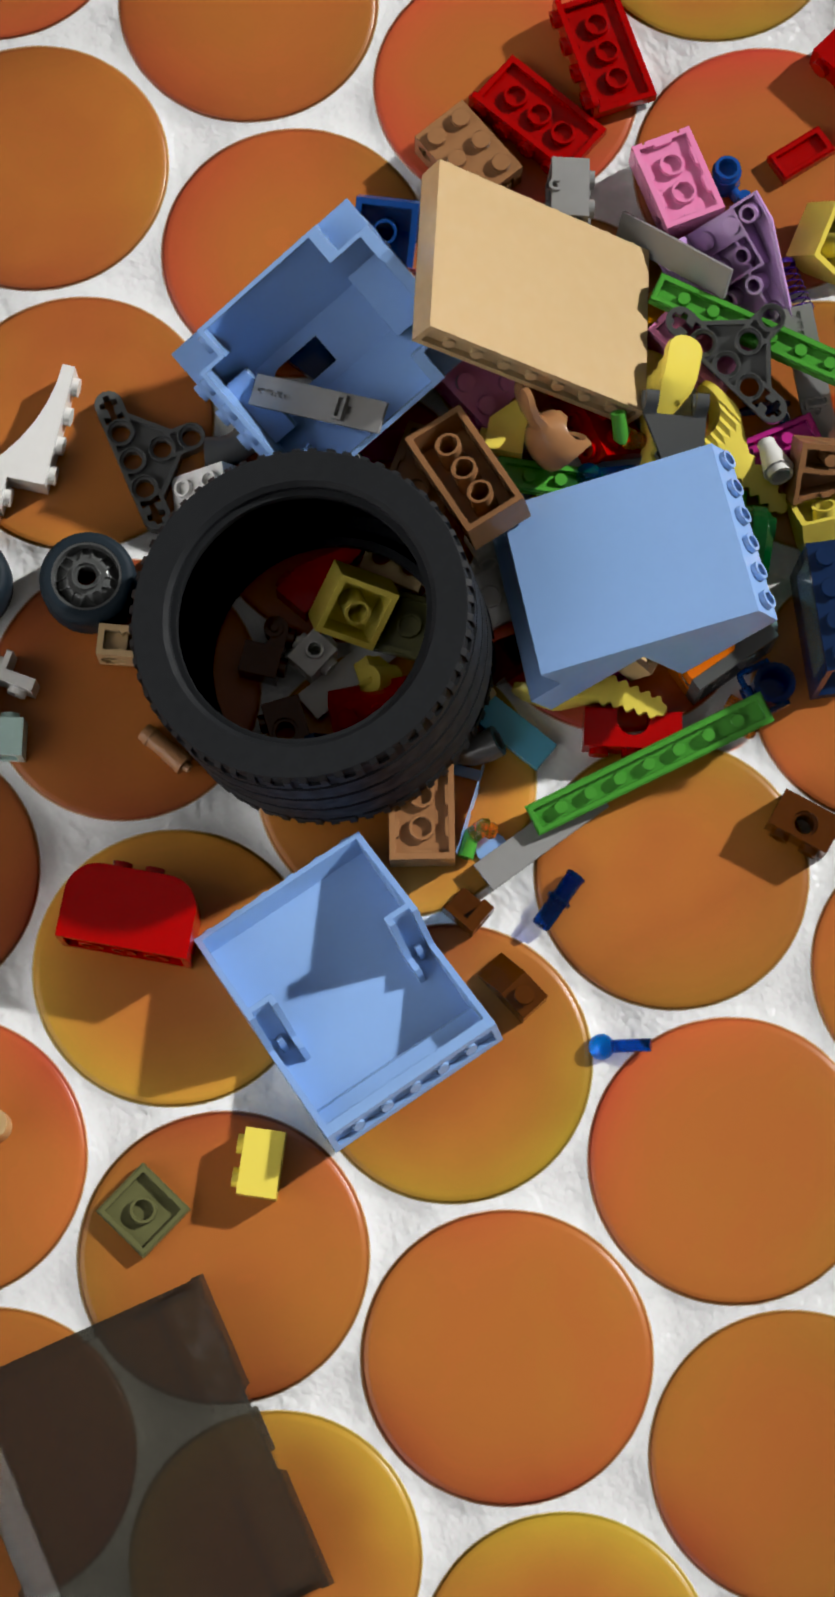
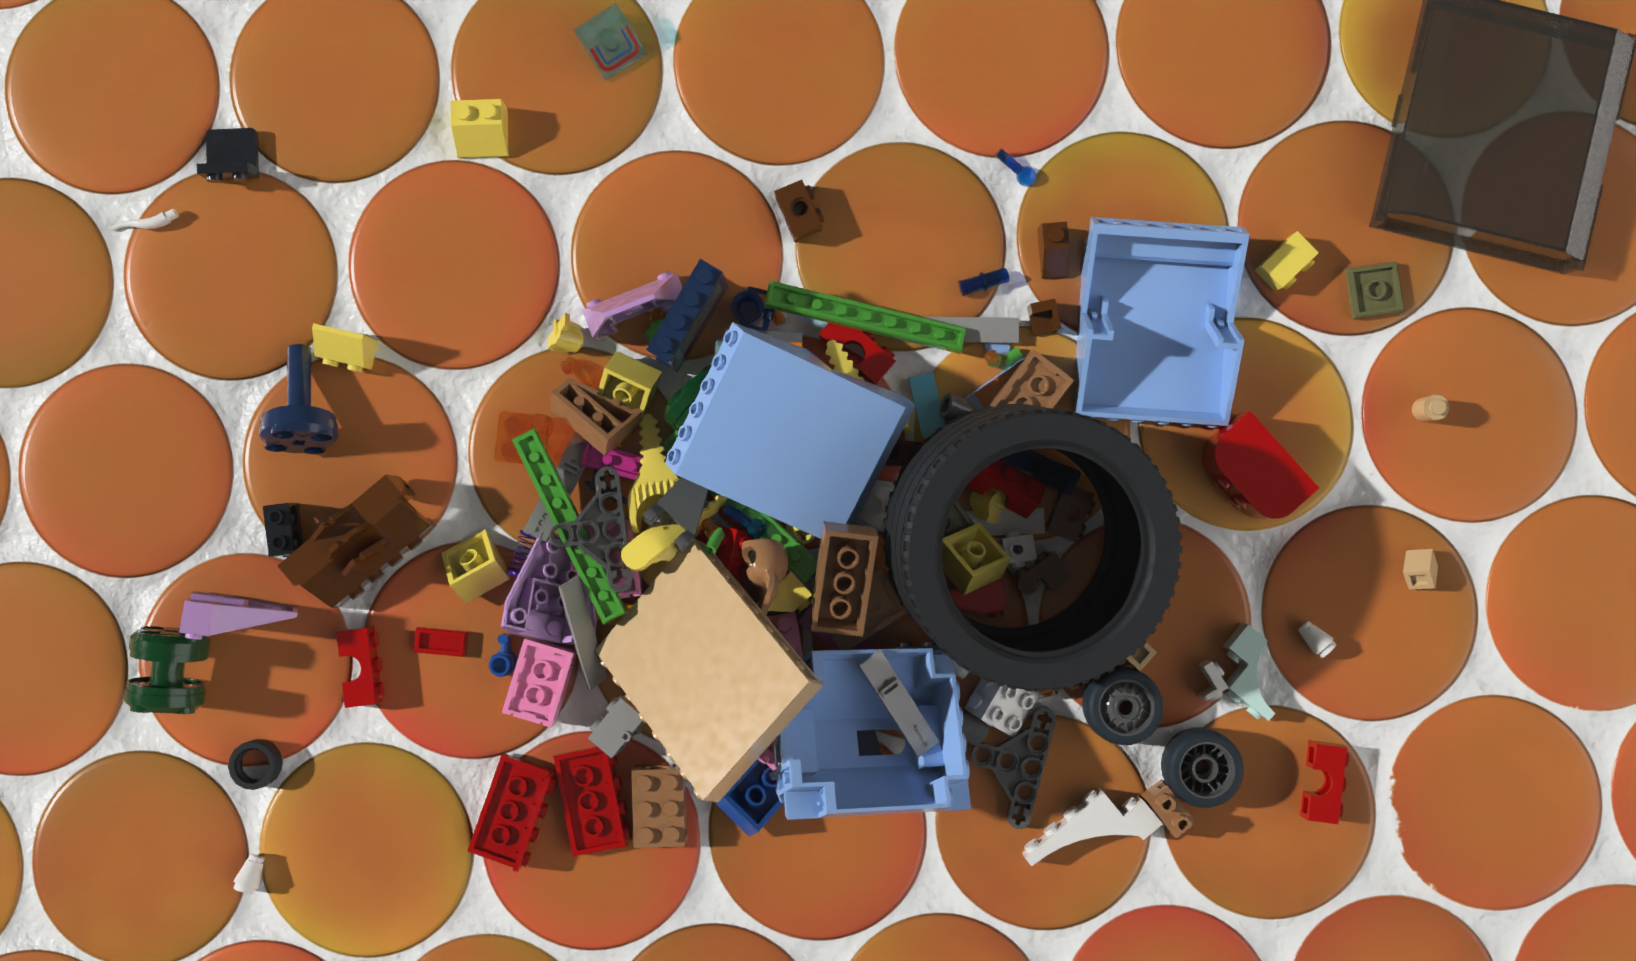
camera: 140 degrees left, 10 degrees up
(775, 463) = (631, 445): white cone -> none

